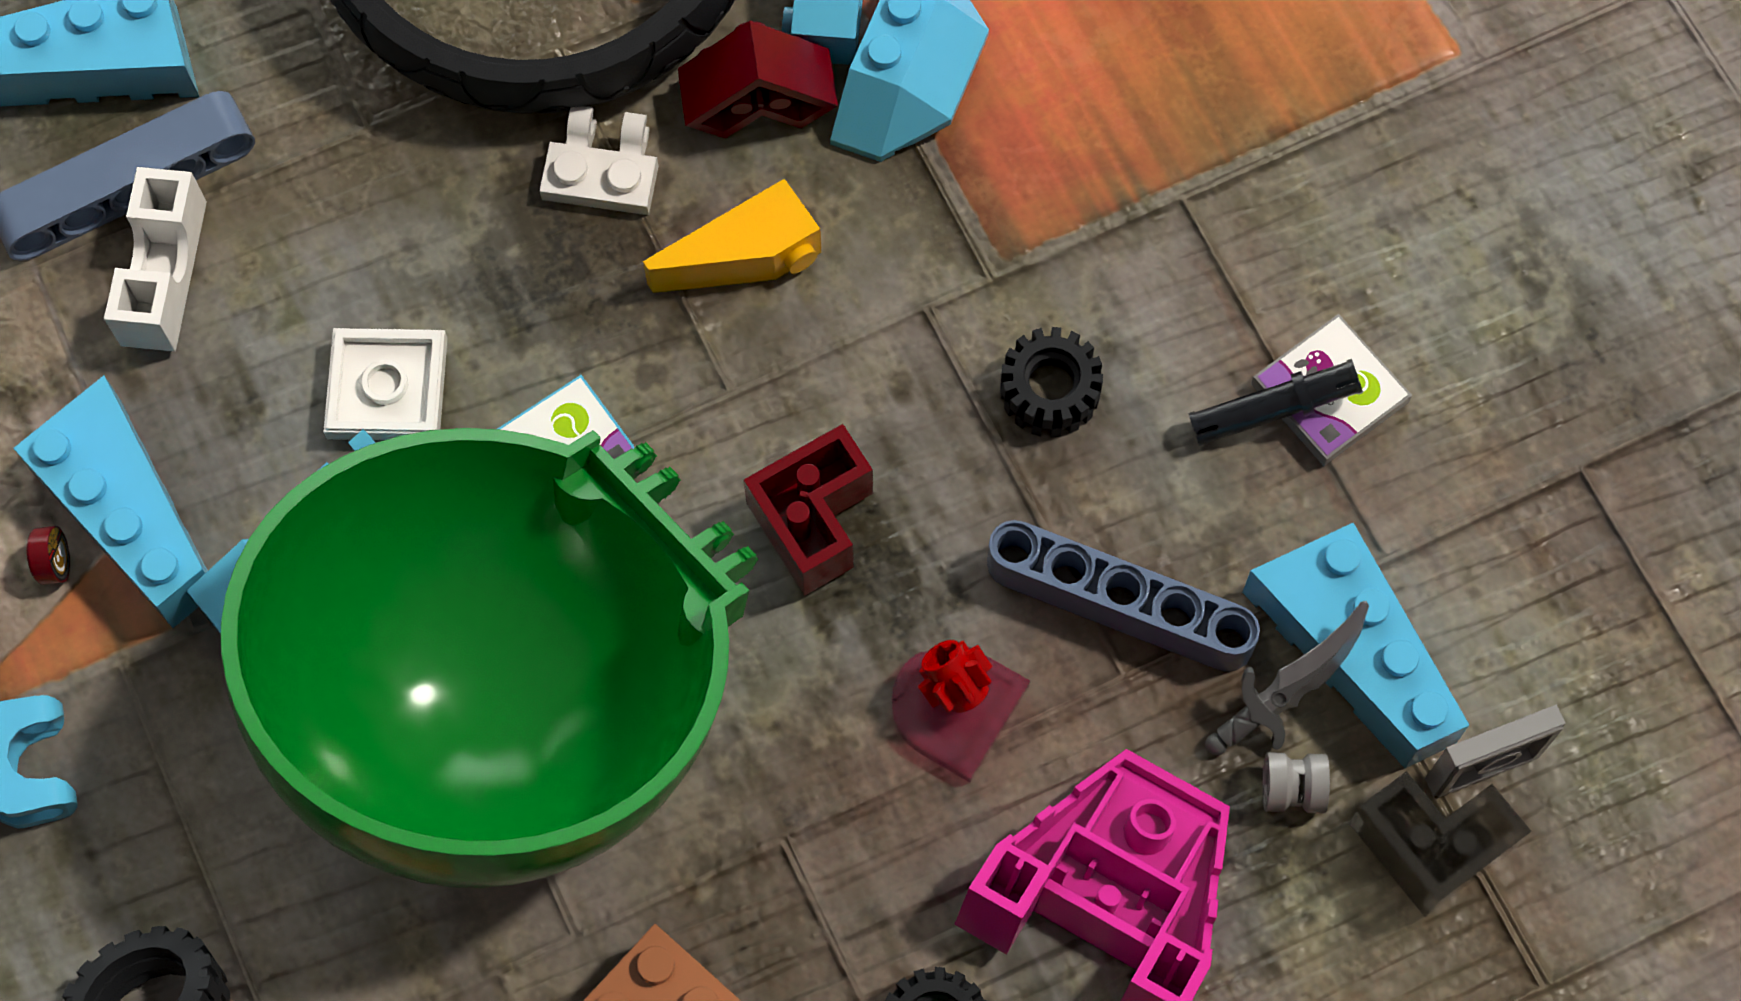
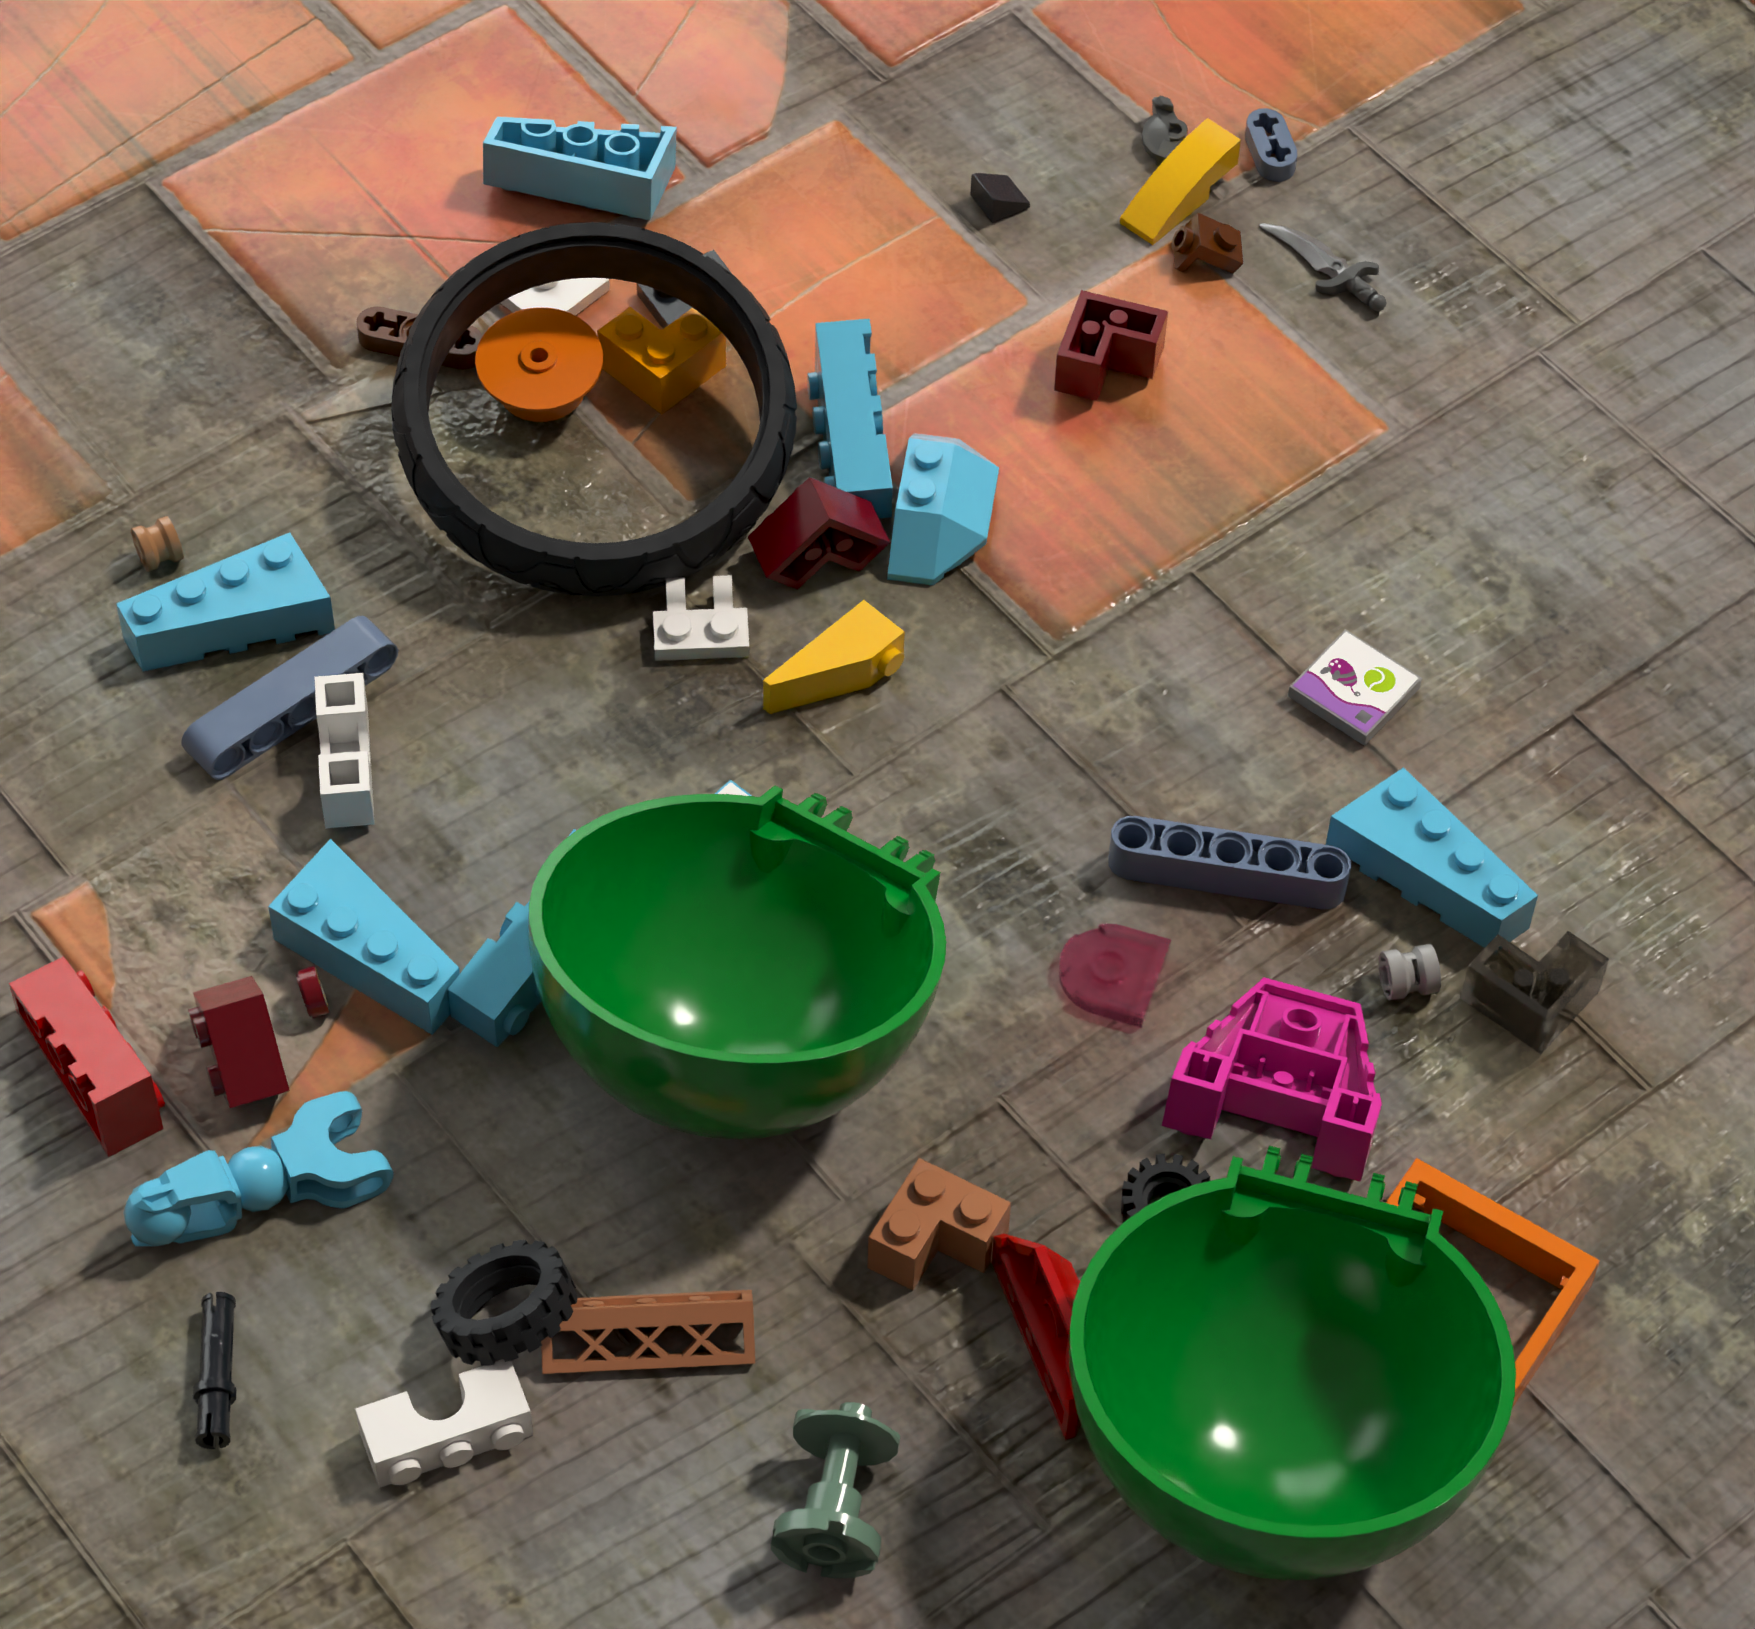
camera: 15 degrees left, 15 degrees down
(385, 382) = (556, 804): white plate -> none
(799, 501) = (956, 829): dark red brick -> none
(955, 676) = (1112, 937): red gear -> none
(1059, 352) = (1124, 740): black tyre -> none
(1276, 402) = (1331, 689): black pin -> none
(1288, 687) = (1385, 898): piece -> none
(1495, 751) = (1568, 906): light grey tile -> none

